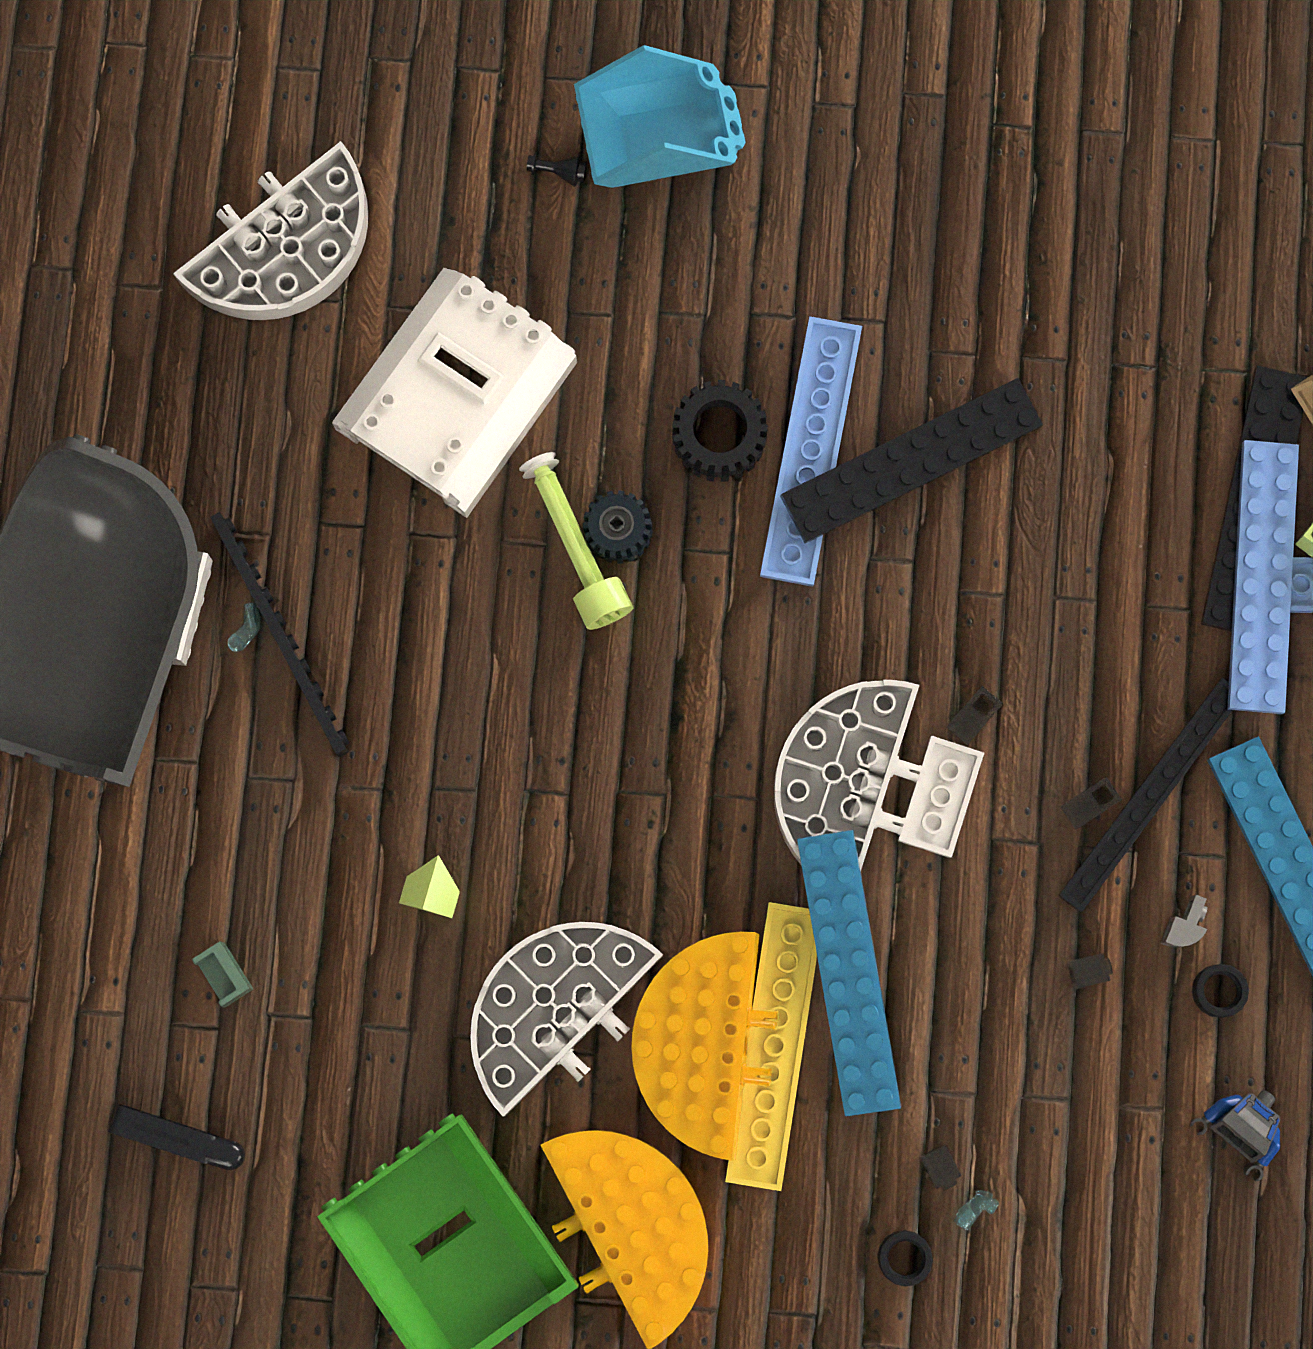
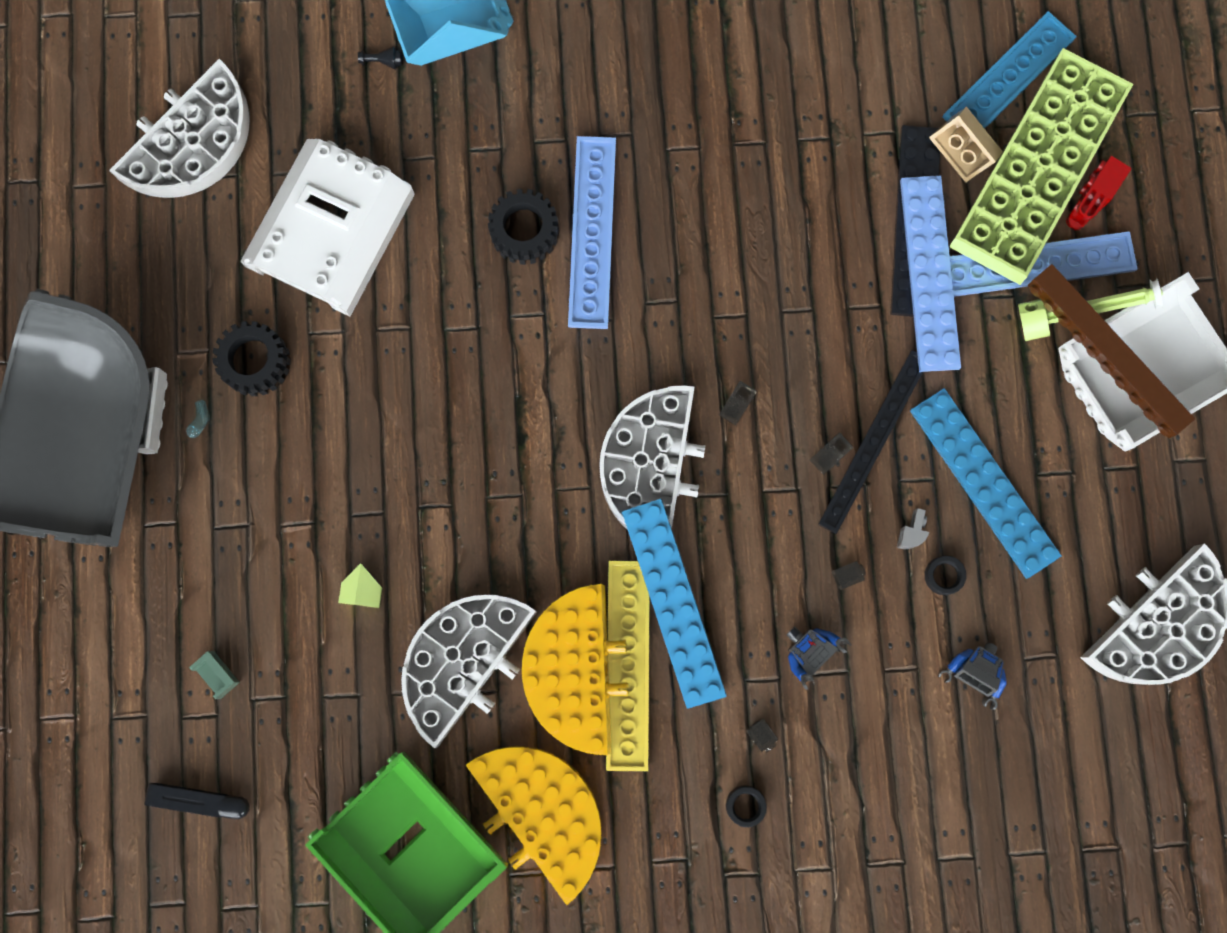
camera: 10 degrees left, 0 degrees up
(286, 643) = (229, 426): black plate -> none
(344, 586) = (268, 375): none -> black tyre
(601, 599) = (455, 359): yellowish green piece -> none
(617, 527) = (459, 306): black wheel -> none
(911, 460) = (664, 228): black plate -> none
(941, 796) = (722, 466): white plate -> none
(971, 1211) = (789, 763): clear light blue arm -> none
(1024, 1065) = (812, 651): none -> torso

